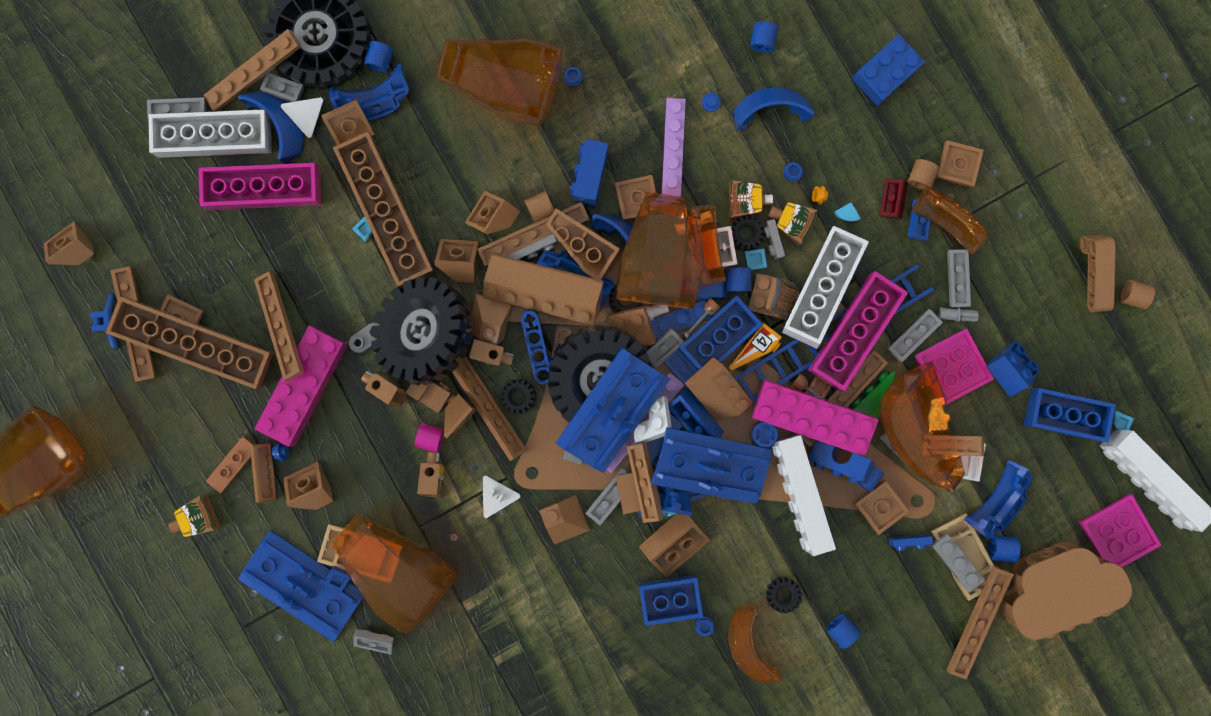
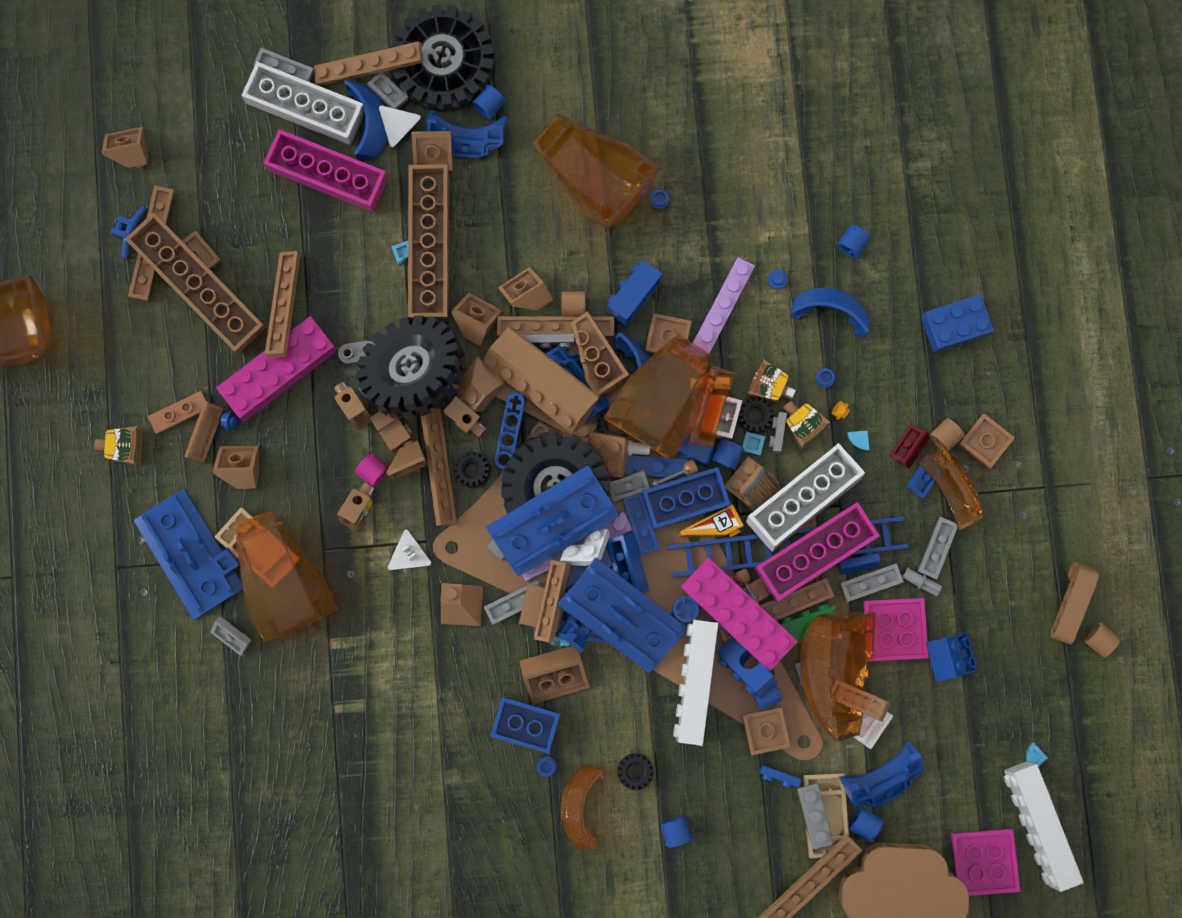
camera: 25 degrees right, 5 degrees down
(718, 391) = (660, 548): medium nougat slope -> none
(902, 318) = (861, 563): none -> blue plate
(1069, 415) = (985, 724): blue brick -> none

